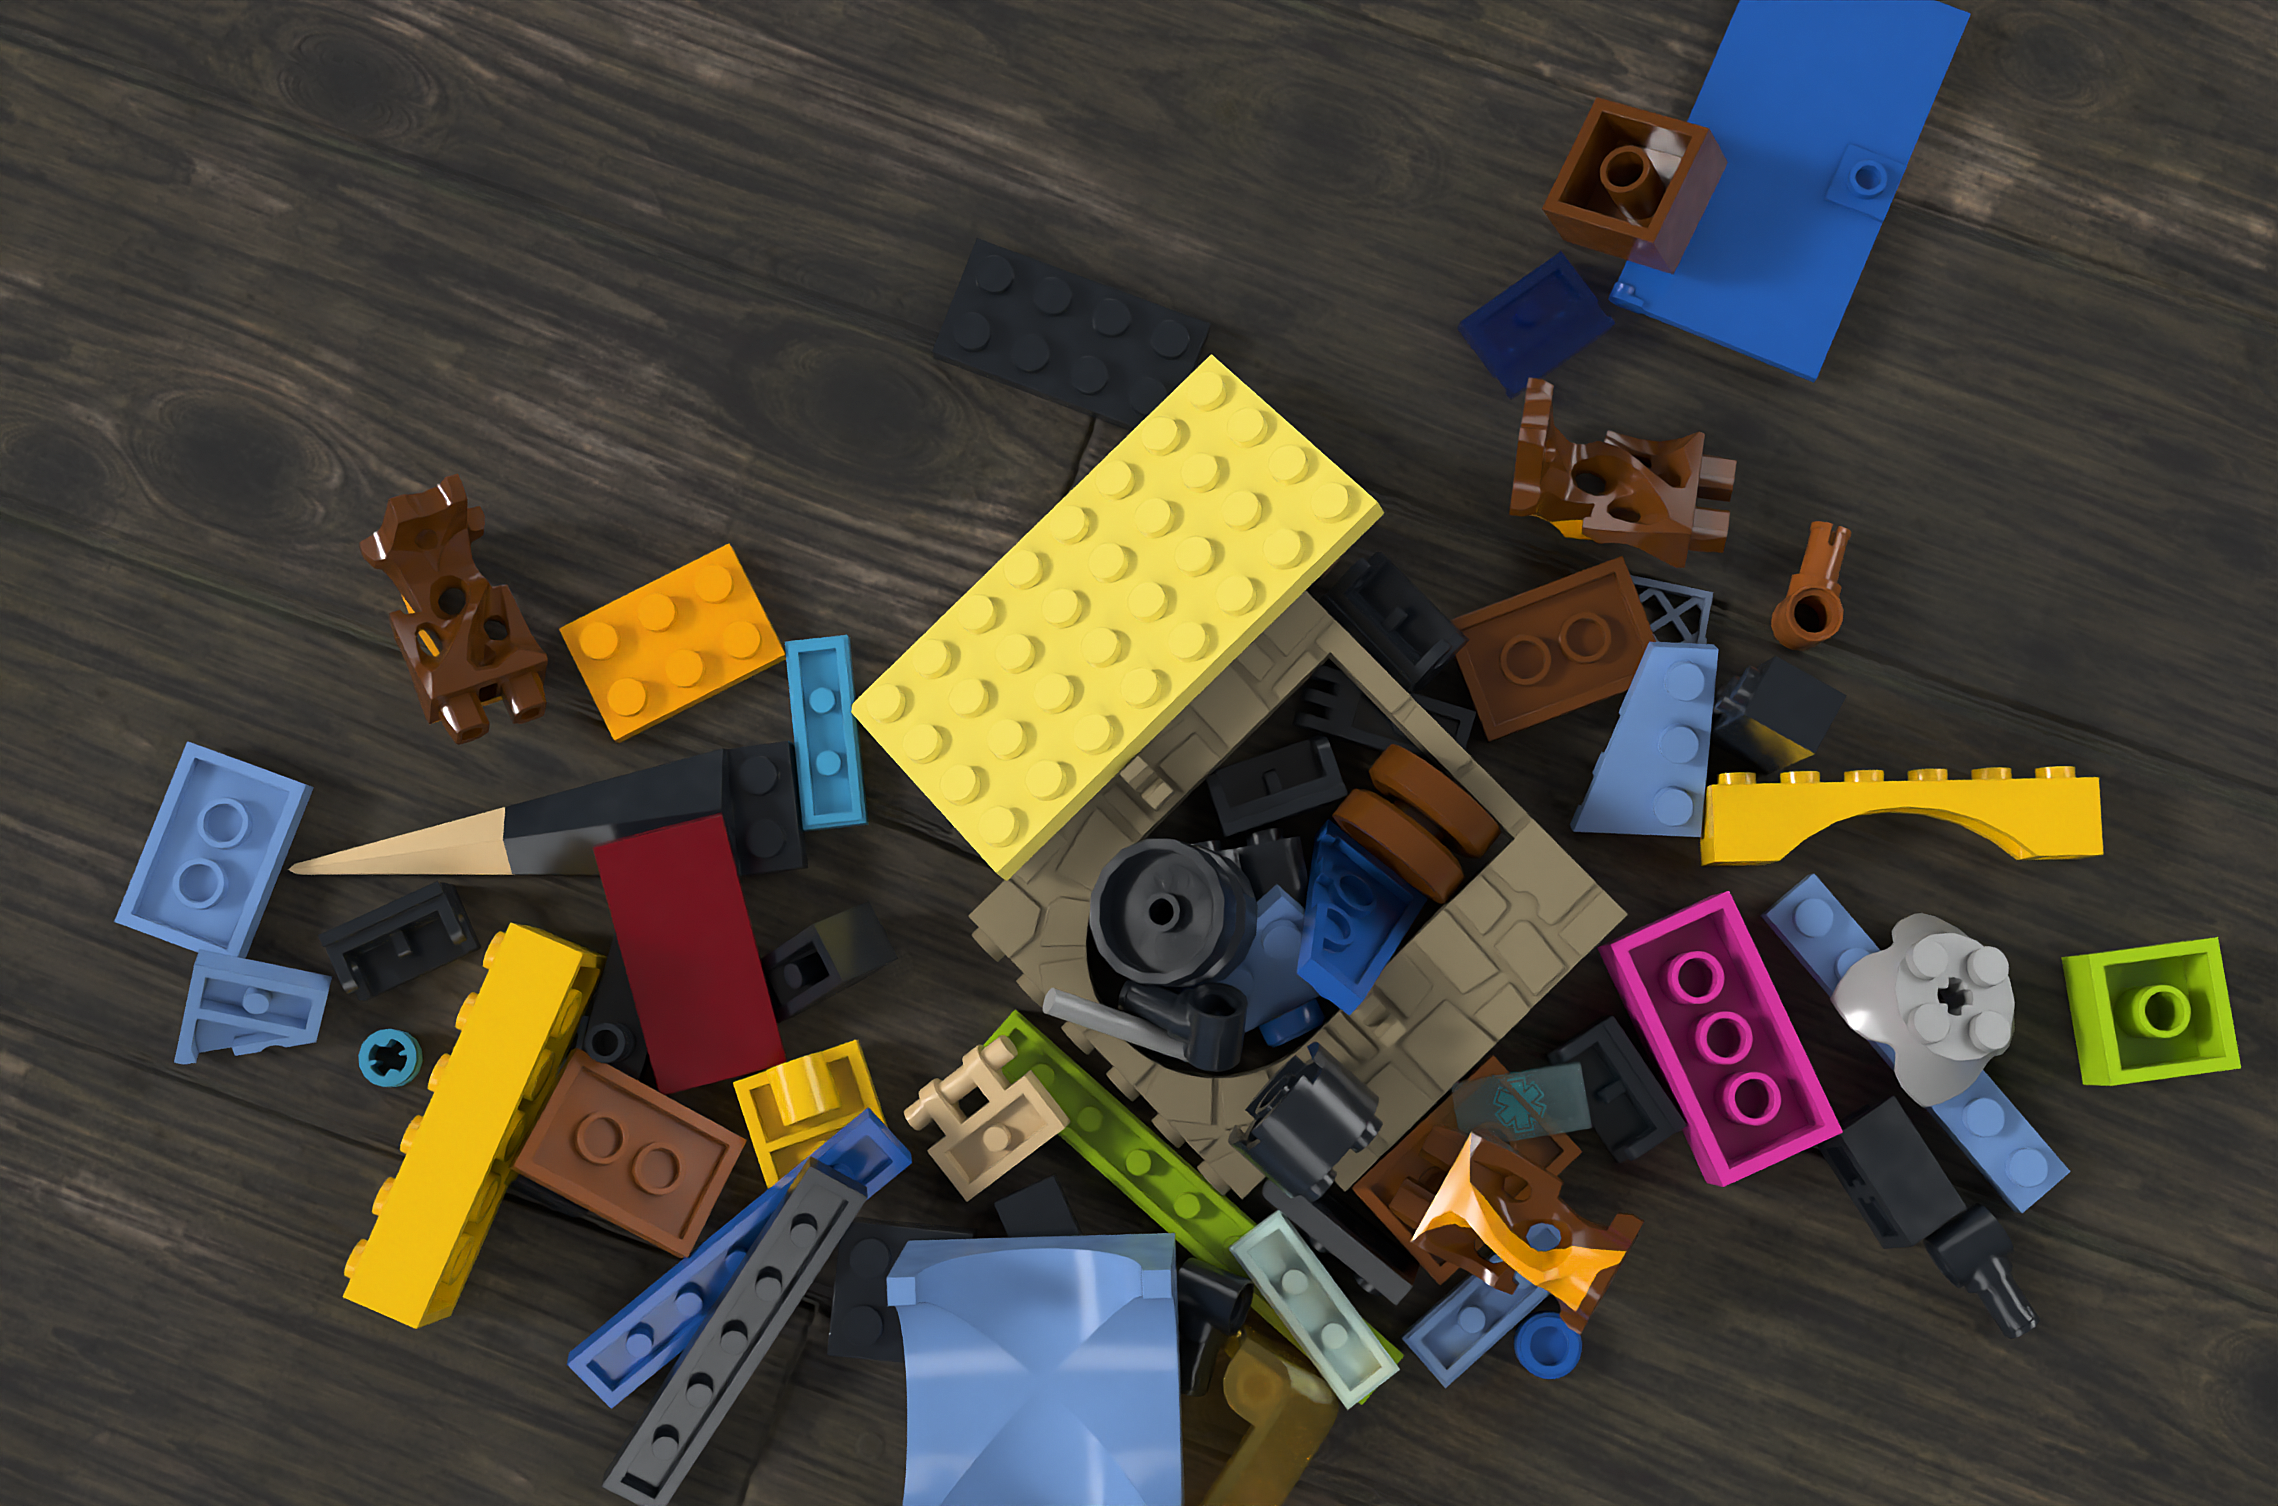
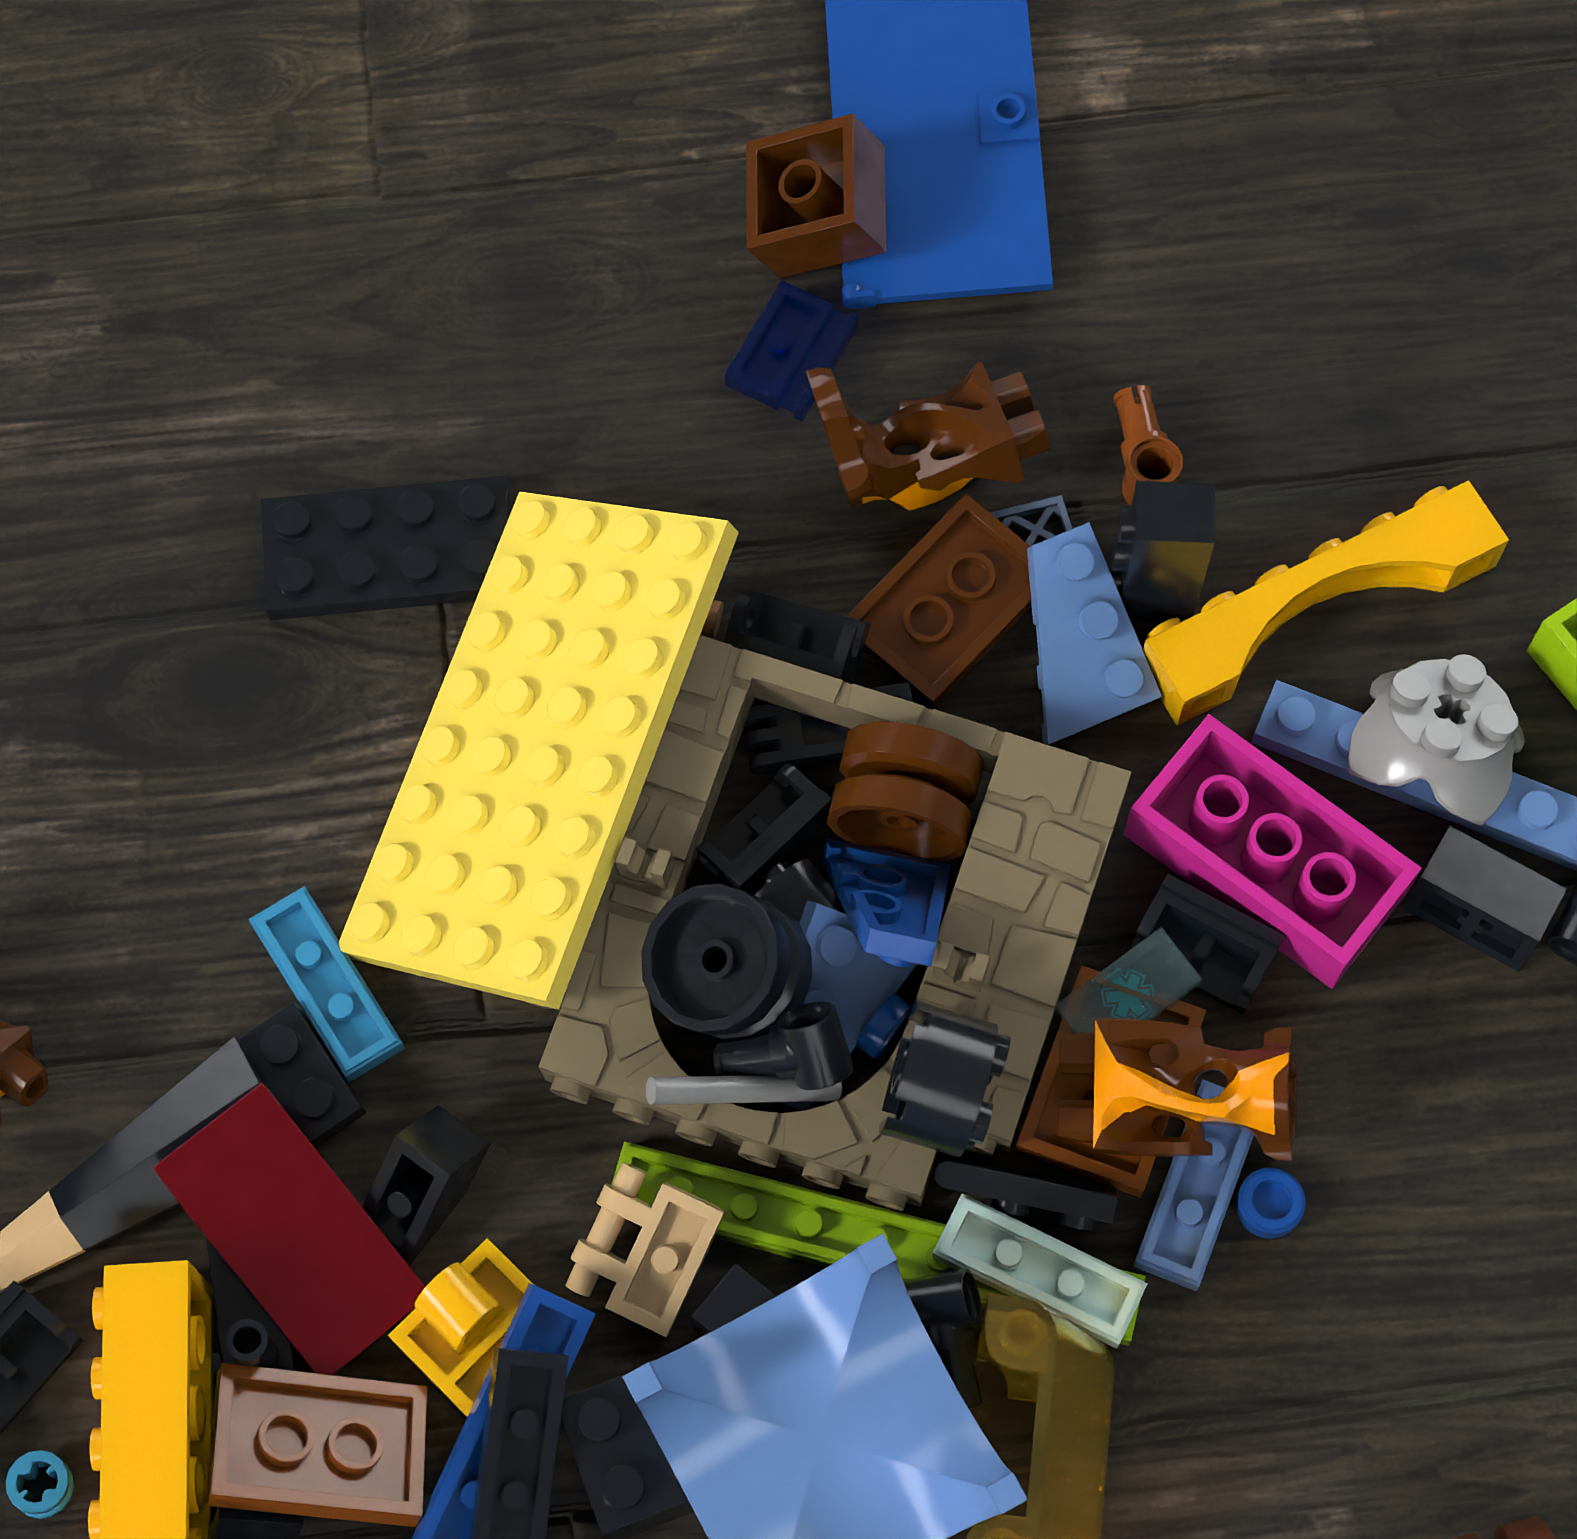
camera: 25 degrees left, 15 degrees down
(673, 643) = (143, 972): light orange plate -> none

